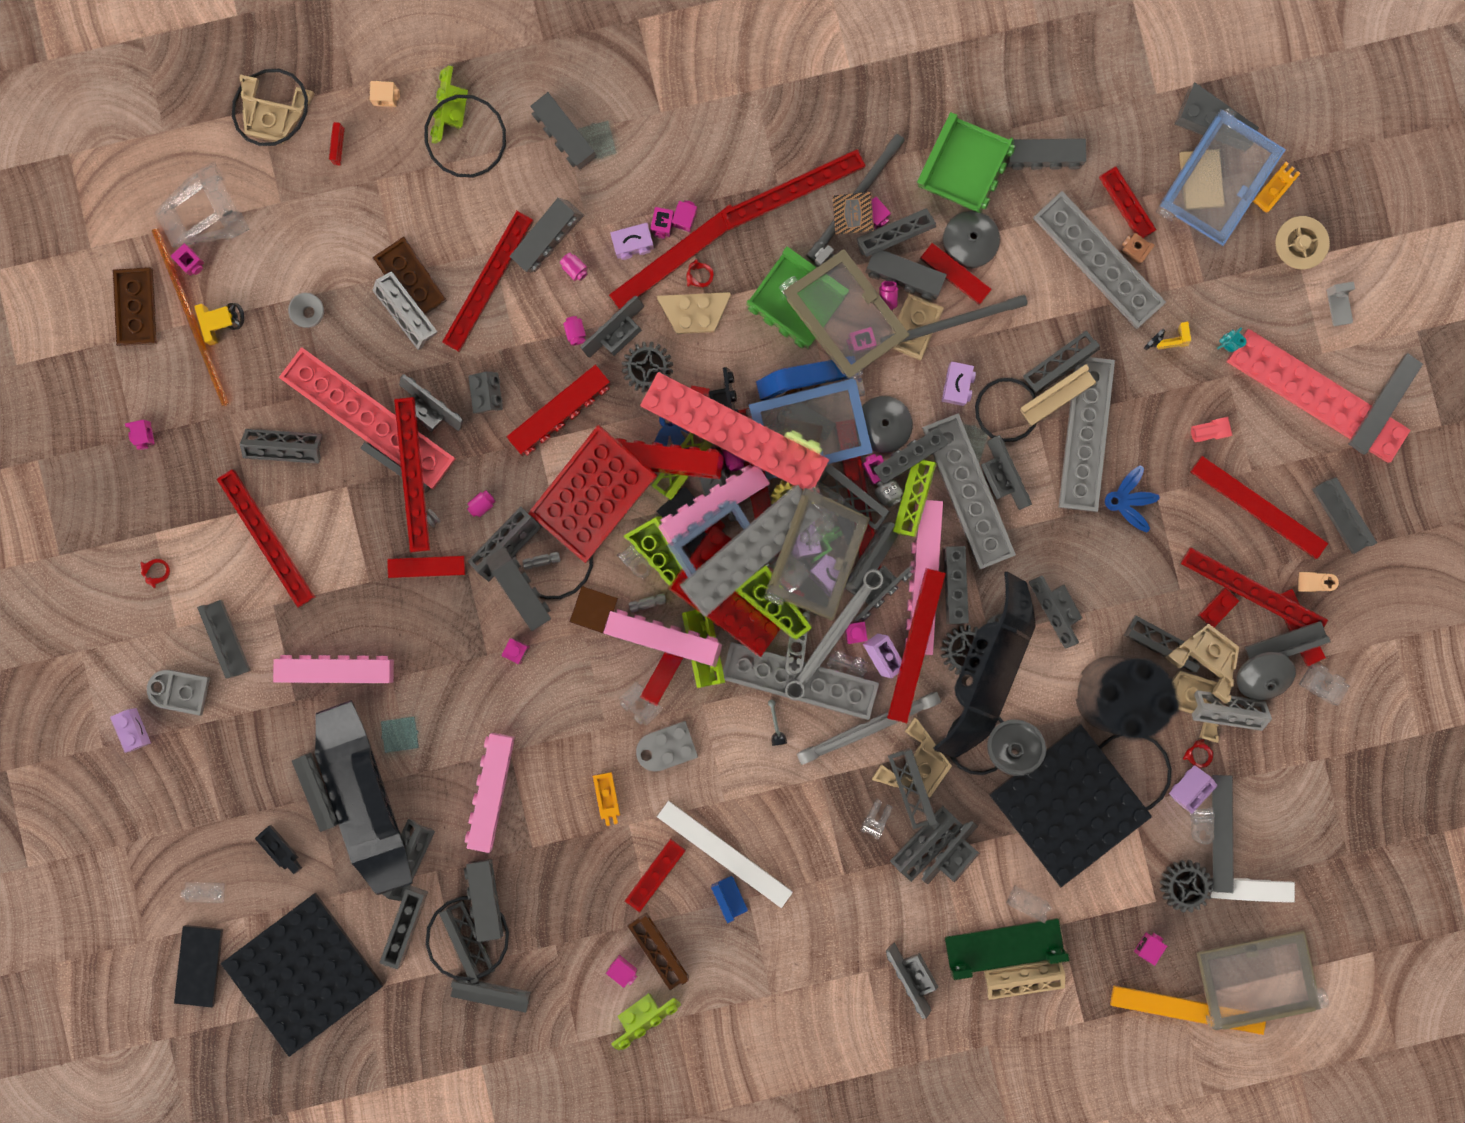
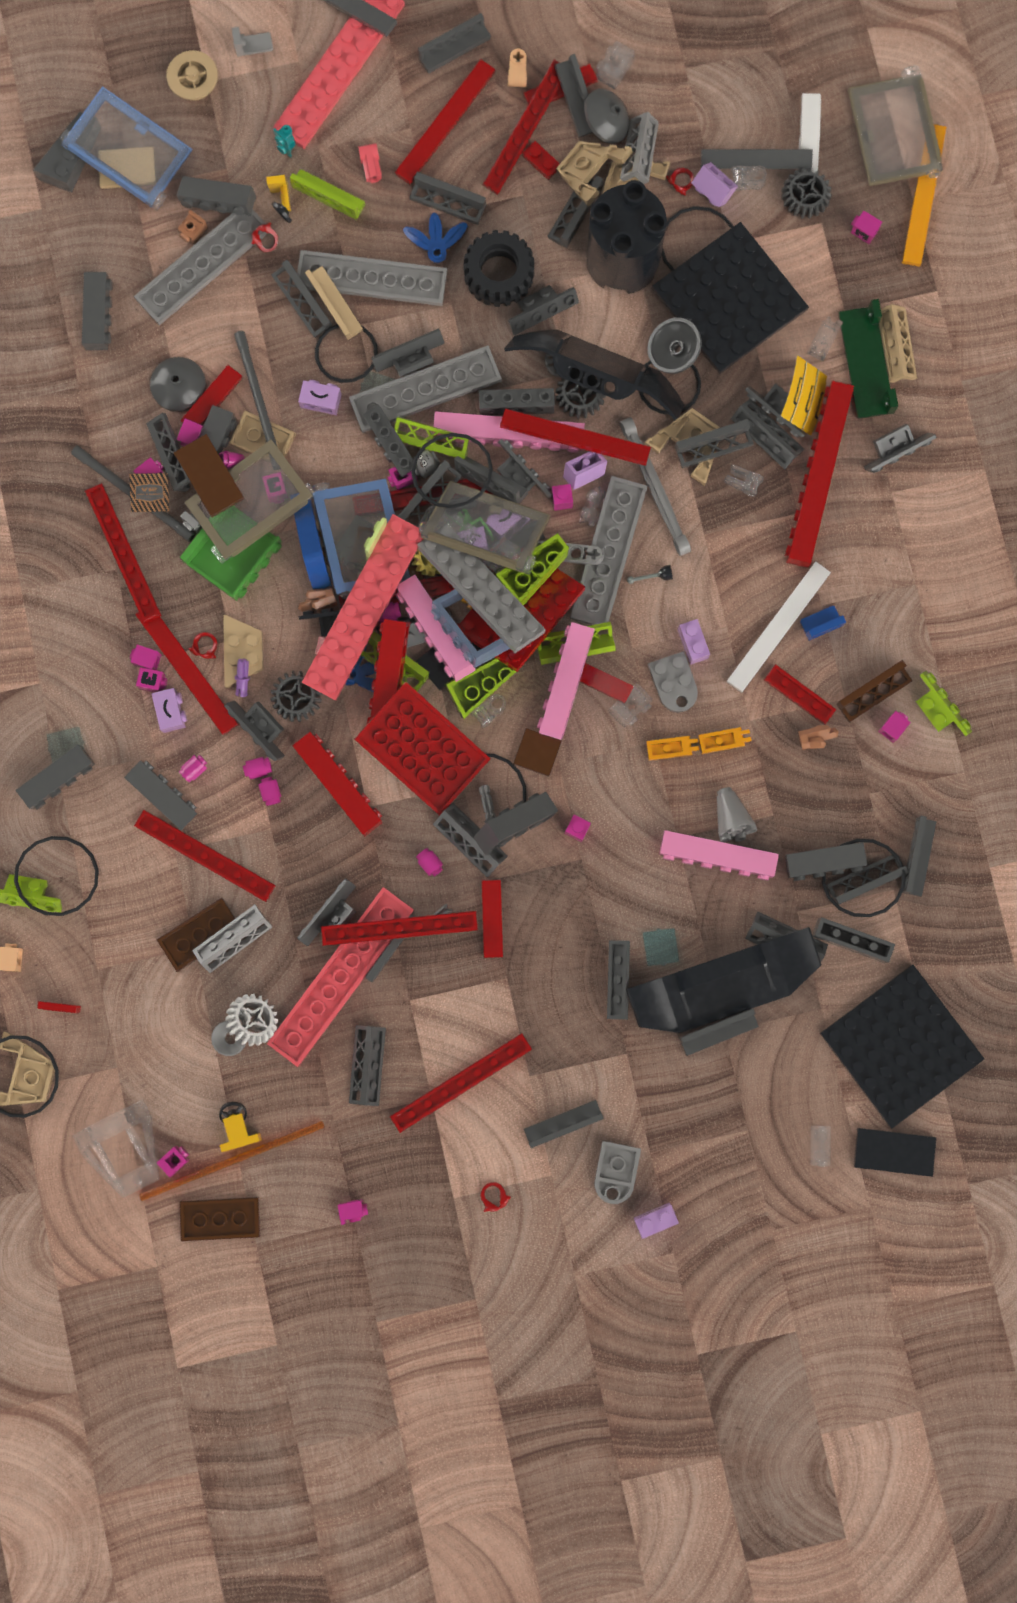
camera: 85 degrees left, 5 degrees down
(278, 849) = (776, 1069): black hinge -> none
(318, 338) = (264, 1027): none -> white gear
(333, 670) = (595, 1013): bright pink brick -> none
(363, 692) = (618, 980): none -> dark grey fence
(485, 392) = (317, 858): dark grey bracket -> none
(527, 806) = (732, 816): none -> light grey cone
(551, 343) = (270, 791): none -> dark pink brick
(598, 744) = (671, 748): none -> light orange hinge
(610, 891) = (816, 736): none -> nougat rock
(647, 602) = (530, 699): light grey axle -> none
(664, 312) = (242, 677): none -> medium lavender axle
(706, 767) = (693, 641): none -> lavender brick
(746, 387) = (318, 600): none -> nougat rock
(833, 635) = (565, 515): light grey piece -> none
(840, 525) = (459, 504): none -> black piece
(869, 272) = (209, 475): none -> reddish brown tile
(884, 897) = (820, 474): none -> red brick
(891, 437) = (343, 462): dark grey dish -> none
(916, 252) = (189, 432): none -> dark pink brick
(965, 164) = (104, 384): bright green panel -> none
(965, 883) = (805, 396): none -> yellow sticker
(1122, 560) = (493, 246): none -> black tyre
(1126, 314) = (256, 237): none -> red piece
(1127, 202) = (147, 237): red tile -> none
(1170, 271) = (216, 196): none -> dark grey brick
(1177, 386) = (327, 193): none -> lime fence
(1180, 514) = (450, 192): none -> dark grey fence
(1275, 188) = (137, 98): light orange hinge -> none

